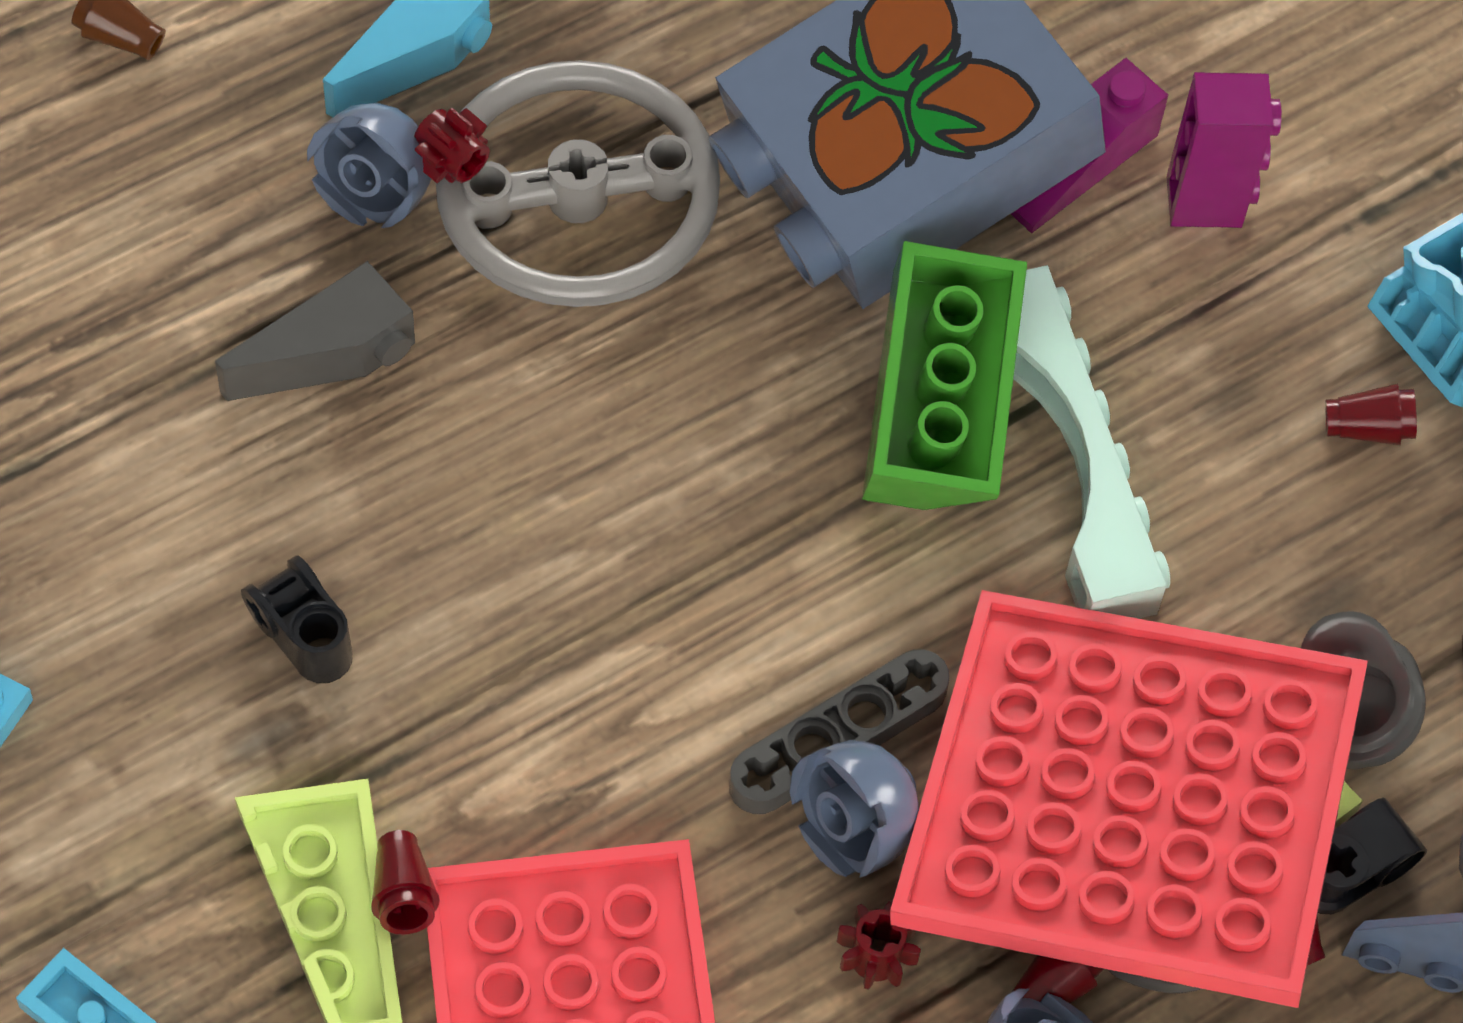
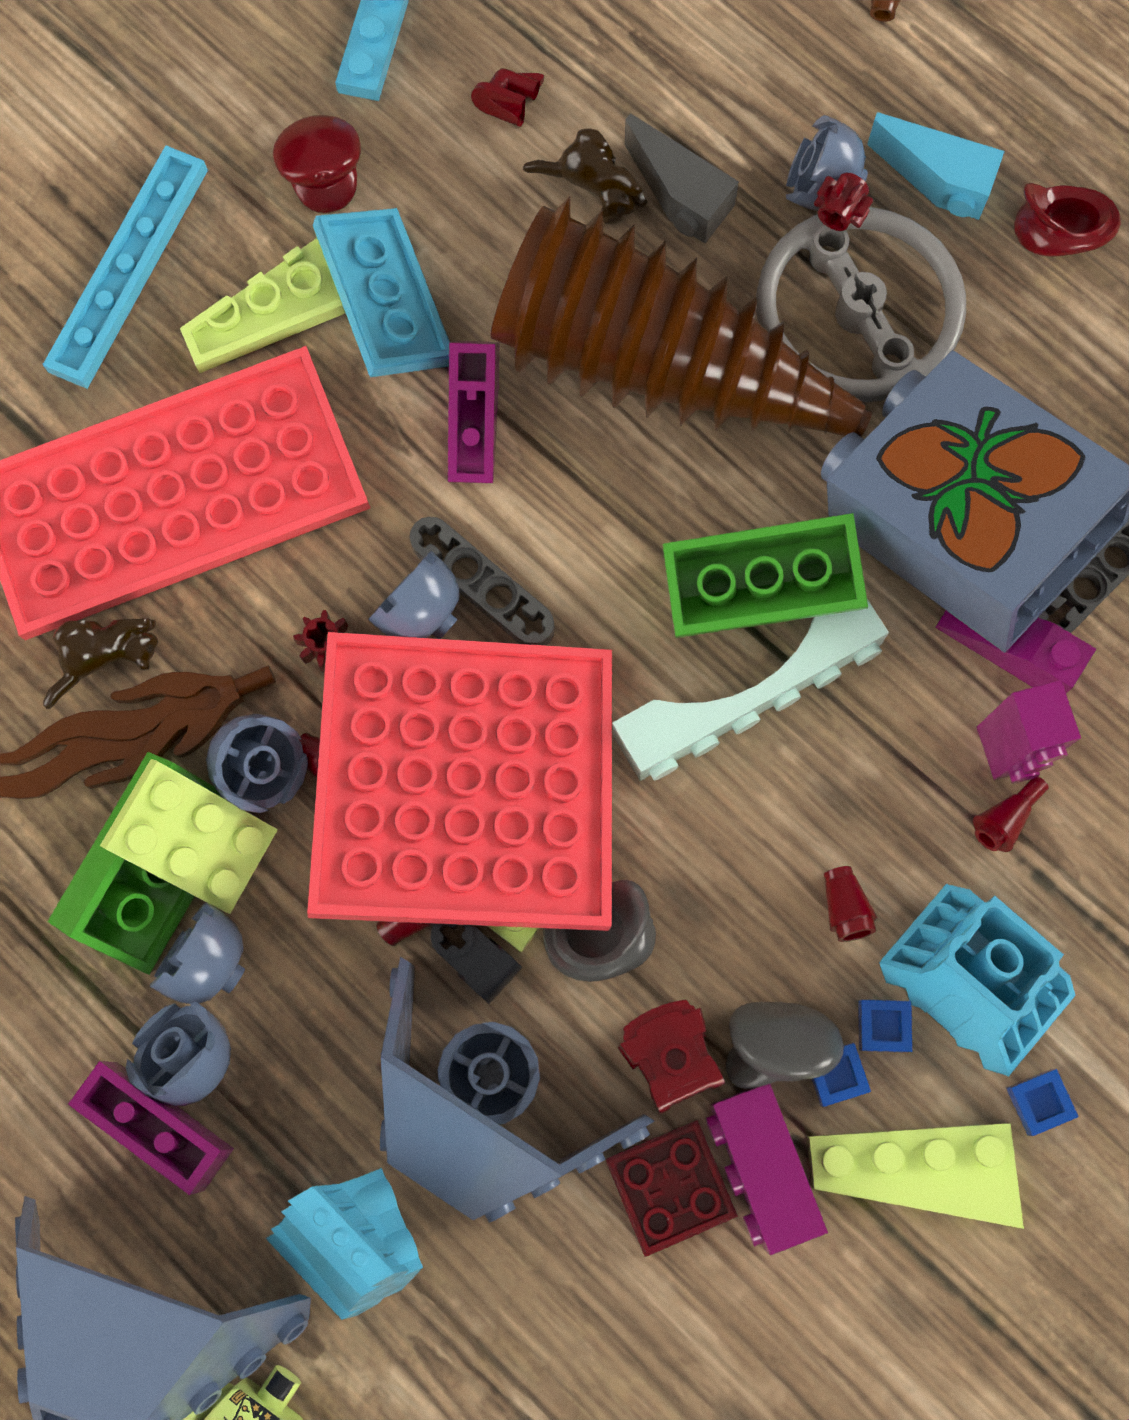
camera: 85 degrees right, 15 degrees up
(107, 537) = (507, 94): none -> dark red piece
(111, 790) = (319, 161): none -> dark red piece
(269, 433) = (592, 167): none -> dark brown animal
(295, 613) = (471, 223): black piece -> none
(366, 748) = (383, 291): none -> medium azure tile
(403, 887) = (284, 333): dark red cone -> none
(564, 412) = (656, 332): none -> reddish brown cone
(583, 672) = (472, 410): none -> magenta slope
(1305, 227) = (1002, 823): none -> dark red cone

